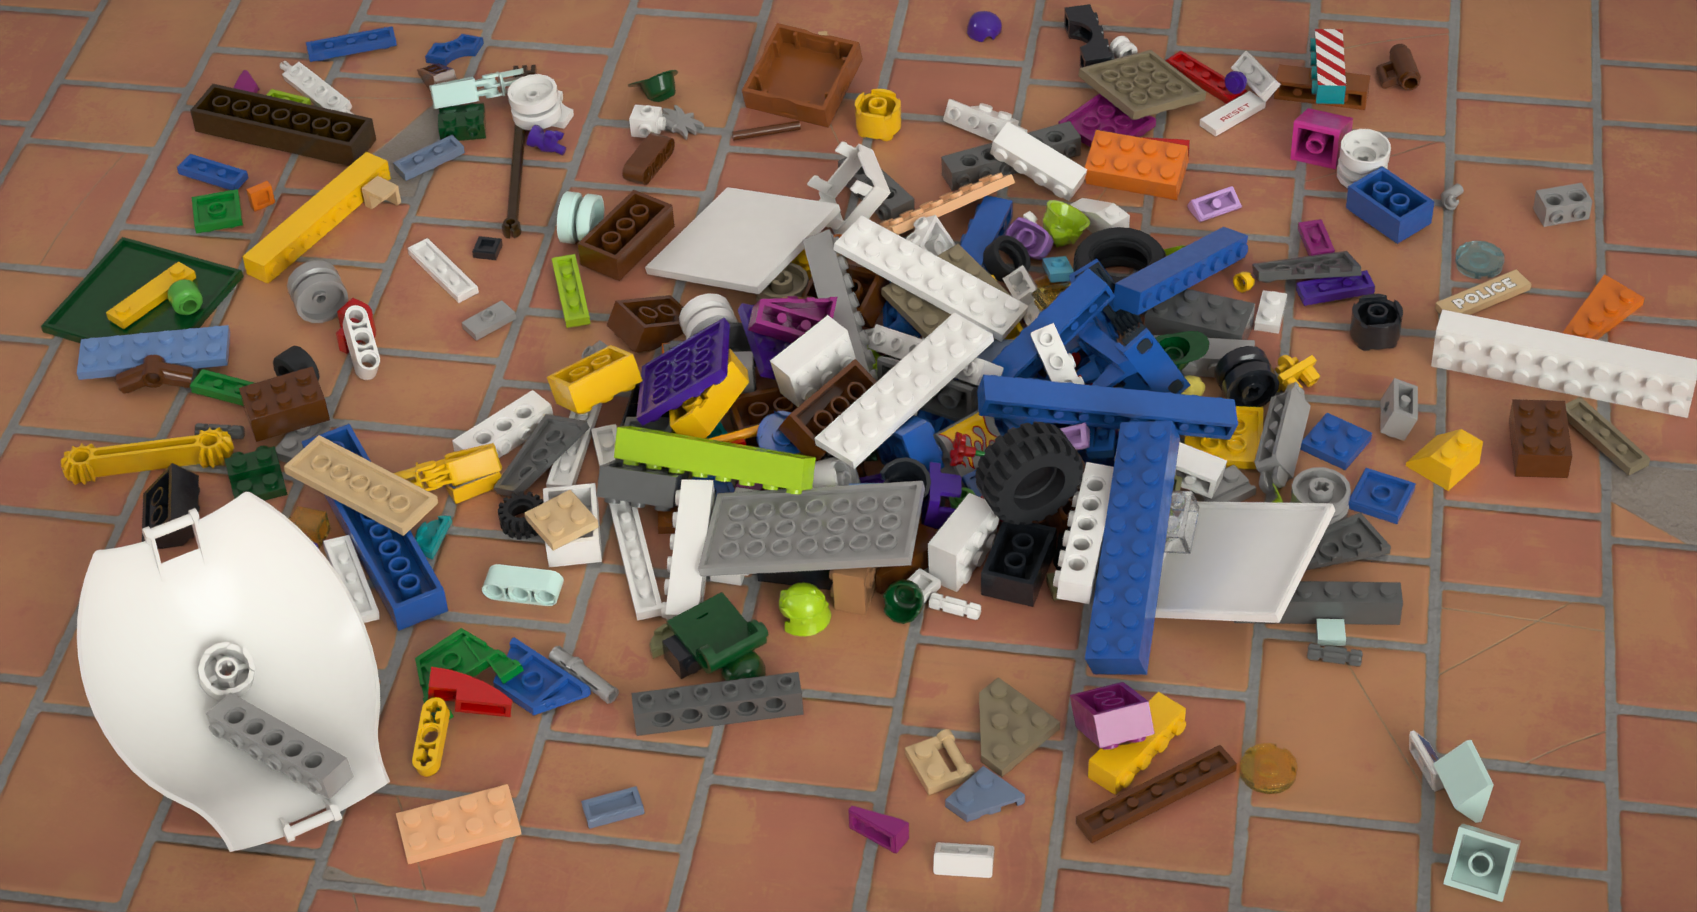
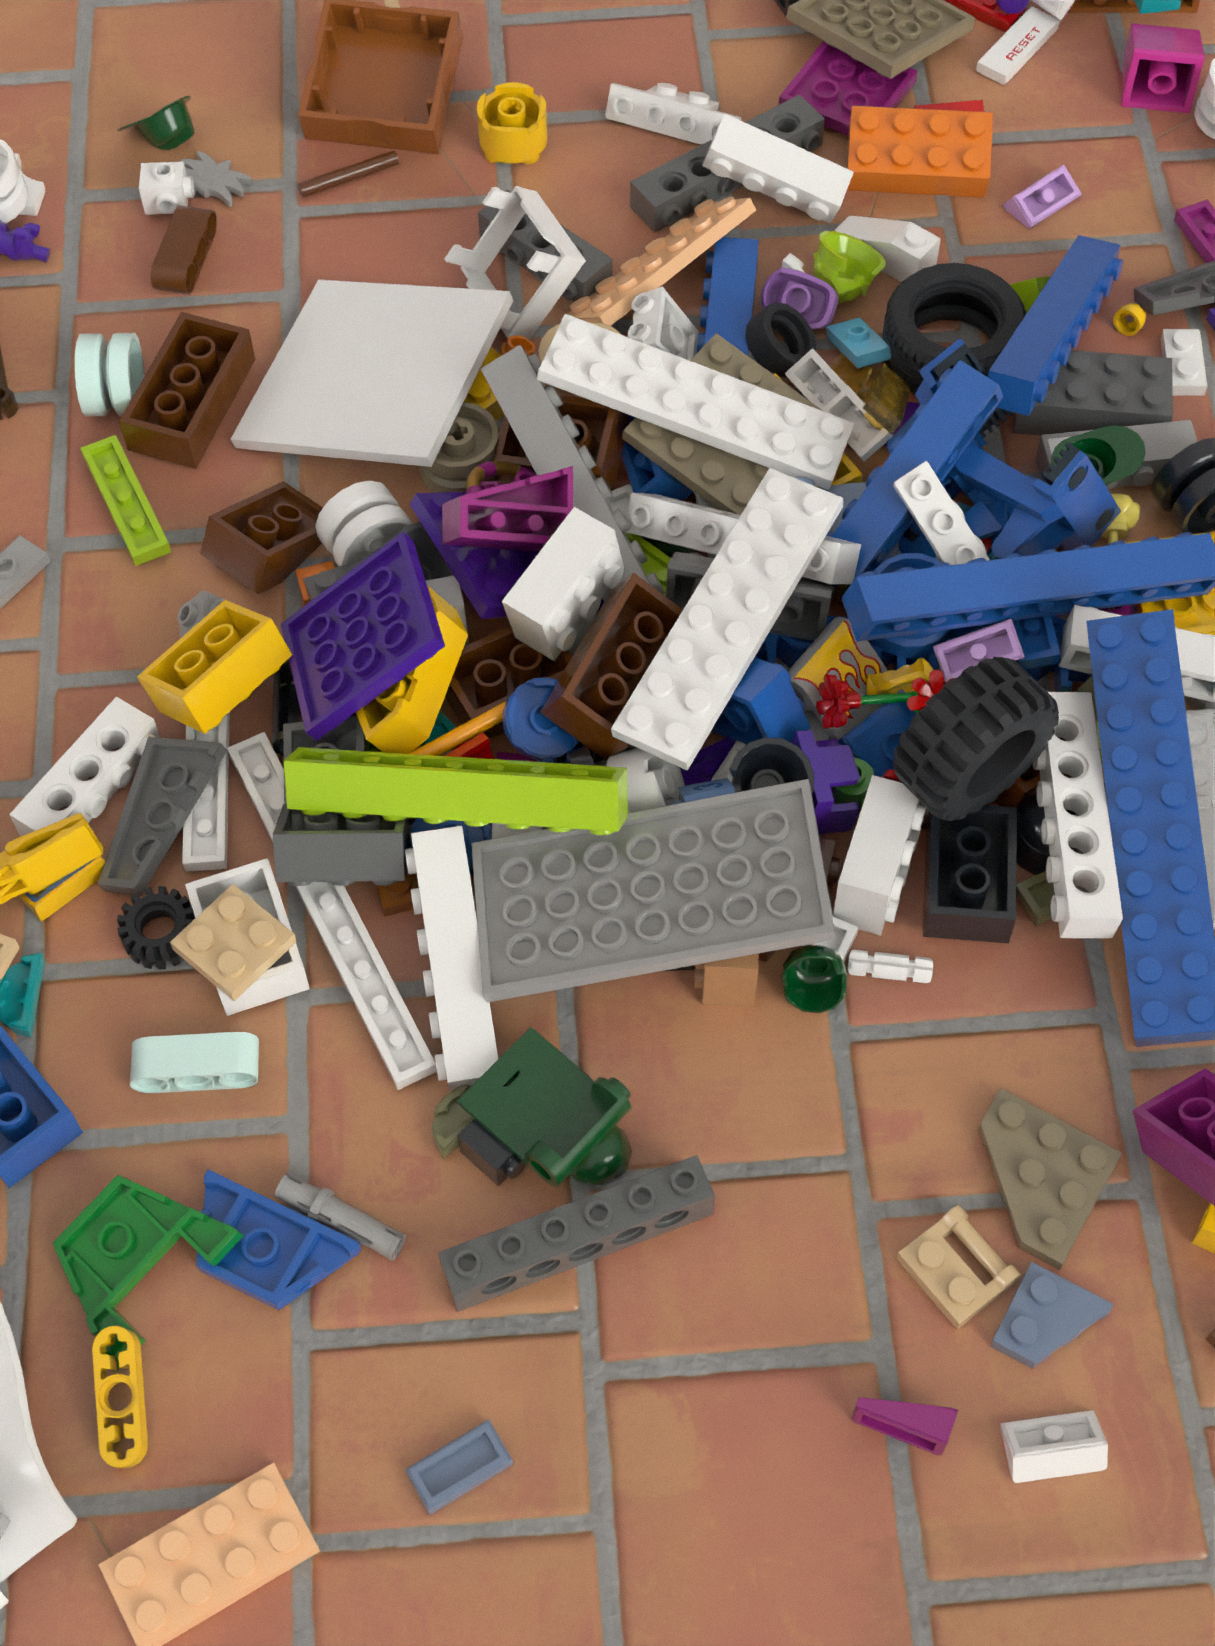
camera: 15 degrees left, 15 degrees up
(468, 693) = (161, 1302): red slope -> none
(805, 608) = (661, 1021): lime helmet -> none

